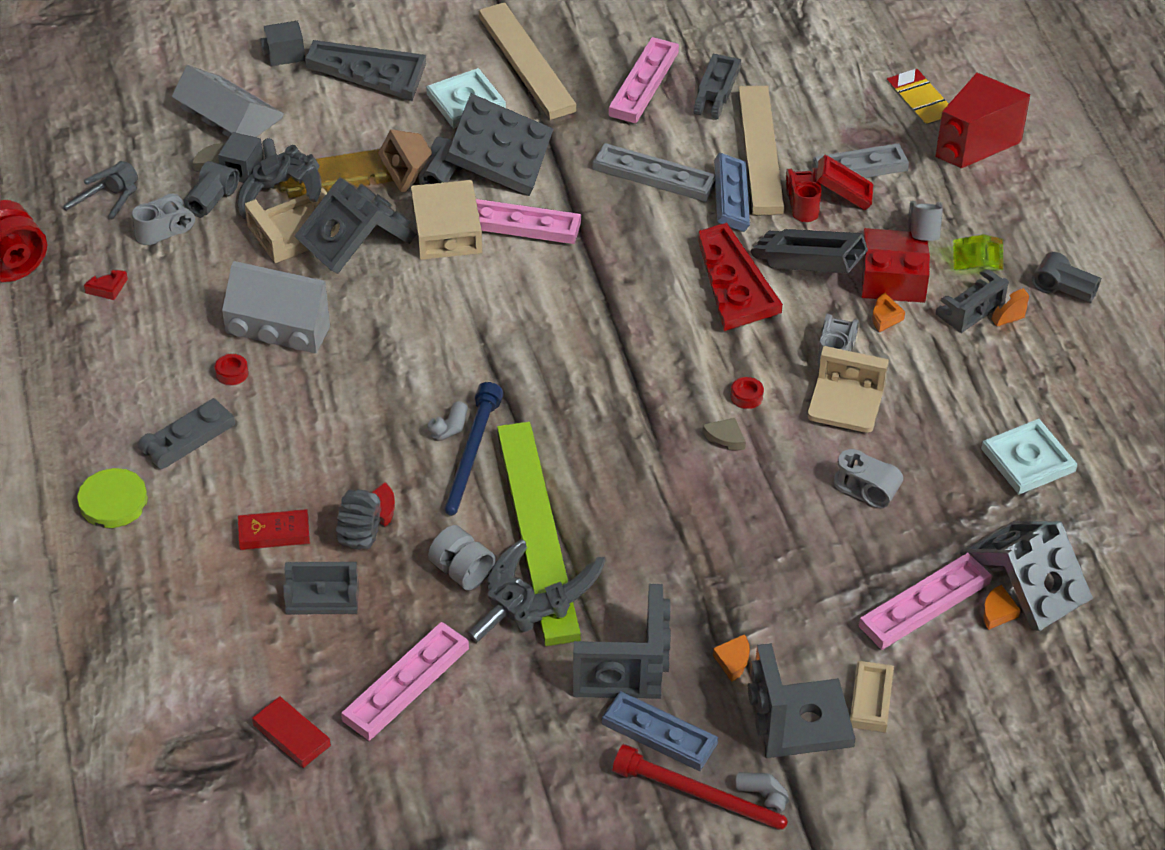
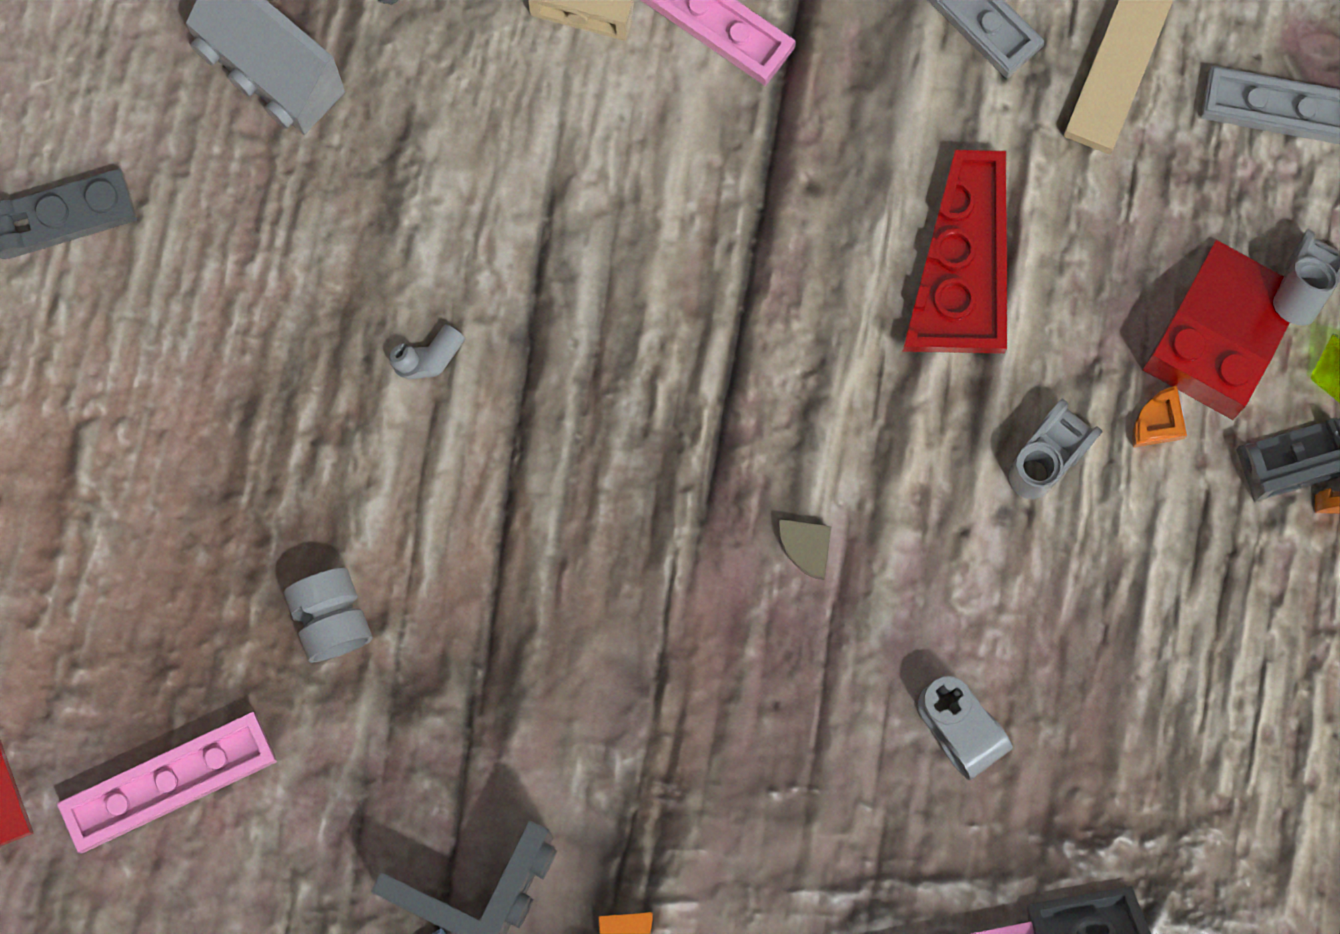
camera: 25 degrees right, 30 degrees up
(231, 369) = (170, 119): red tile -> none
(273, 529) = (107, 439): red tile -> none
(321, 588) = (121, 580): dark grey hinge -> none
(358, 519) = (214, 491): dark grey gear -> none
(387, 503) = (269, 459): red tile -> none
(487, 400) = (497, 338): dark blue piece -> none
(518, 600) = (374, 715): dark grey bar -> none
(536, 525) = (460, 603): lime tile -> none
(731, 192) = (1049, 85): sand blue tile -> none
(747, 392) = (877, 481): red tile -> none
(803, 194) = (1161, 129): red piece -> none
(811, 250) = (1116, 290): dark grey hinge -> none
(845, 182) = (1227, 148): red tile -> none
(848, 389) = (1015, 557): tan bracket -> none
(1029, 456) = (1219, 784): light aqua plate -> none

